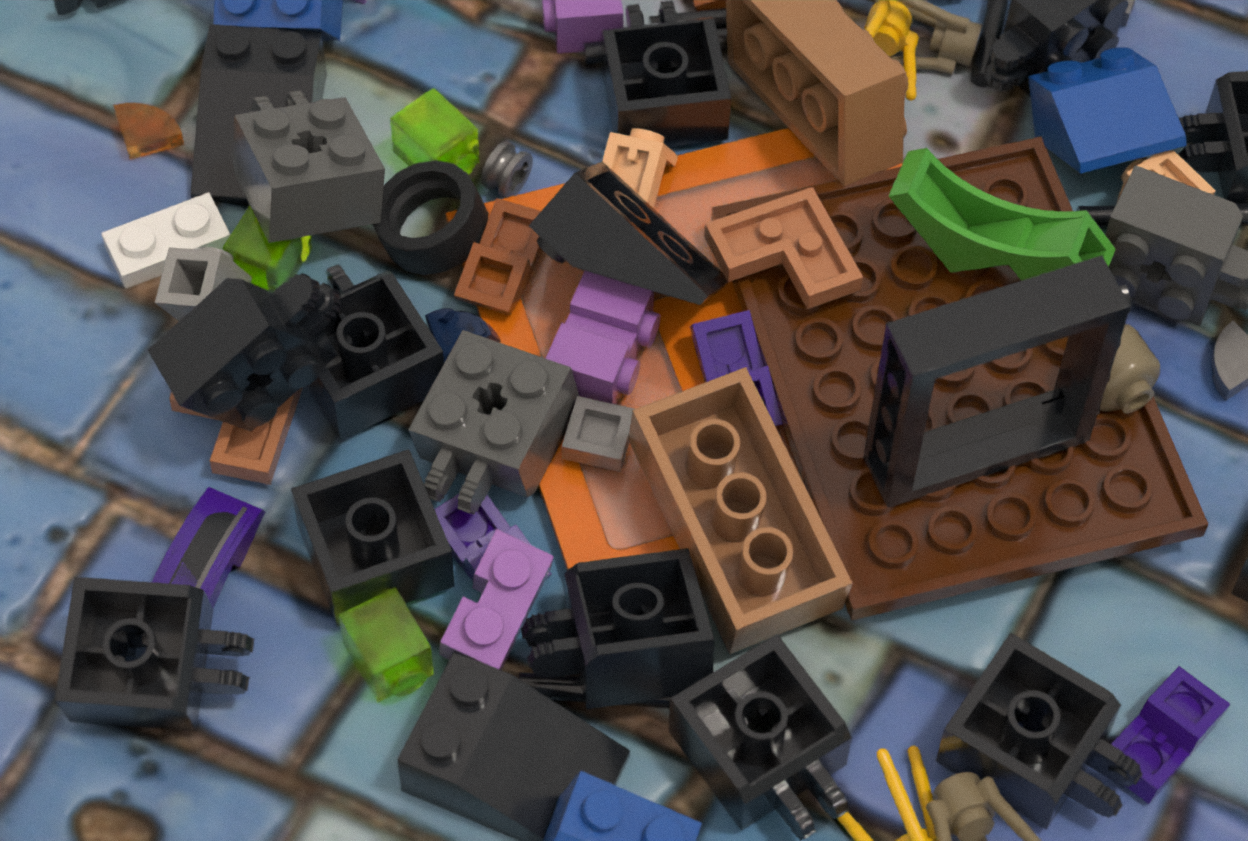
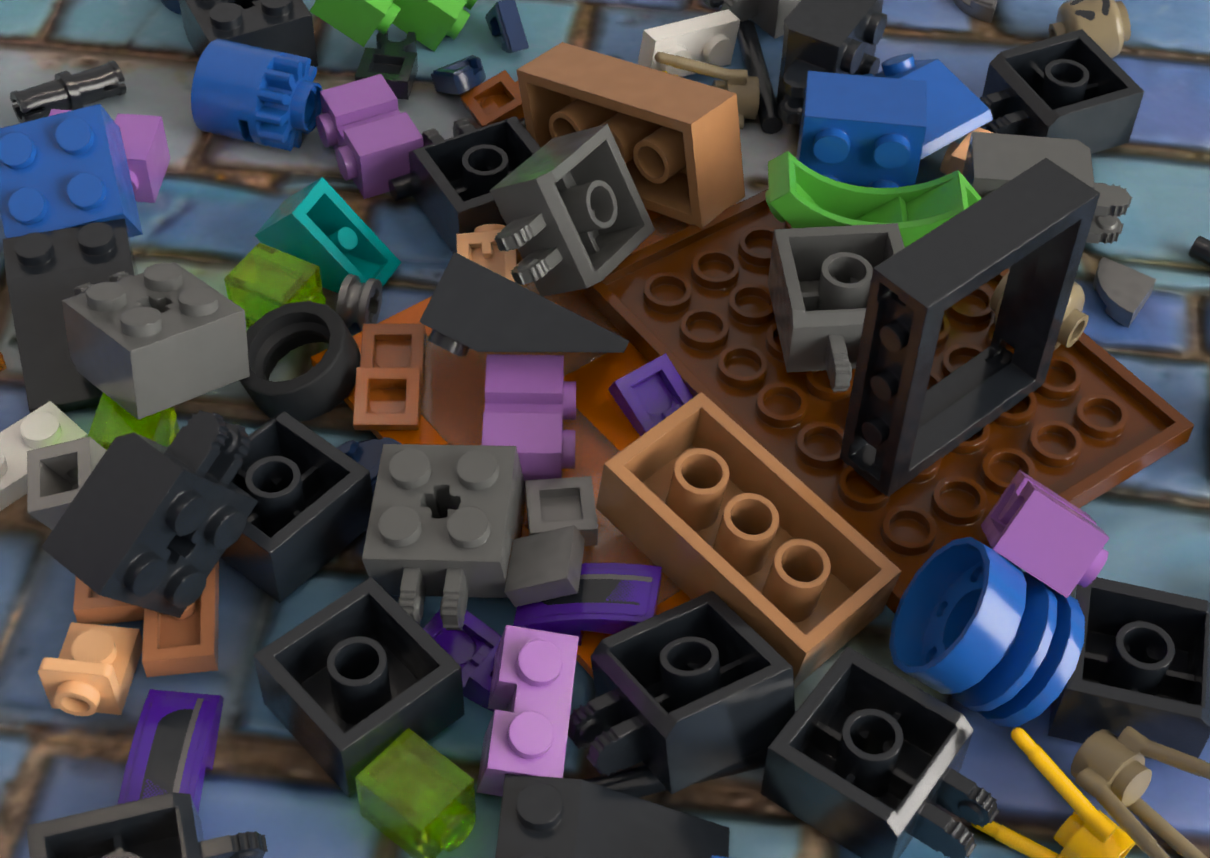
camera: 20 degrees left, 10 degrees down
(171, 453) = (92, 669): none -> light nougat bracket
(500, 98) = (328, 233): none -> teal slope
(561, 480) = (545, 566): none -> flat silver tile
(587, 519) = (607, 601): none -> dark purple slope
(716, 144) = (571, 212): none -> dark grey hinge
(789, 233) = (682, 274): nougat plate -> none
(903, 659) = (987, 633): none -> blue wheel
(915, 275) = (822, 291): none -> dark grey hinge
(988, 591) = (1046, 535): none -> medium lavender brick
(1019, 141) = (863, 128): none -> blue brick

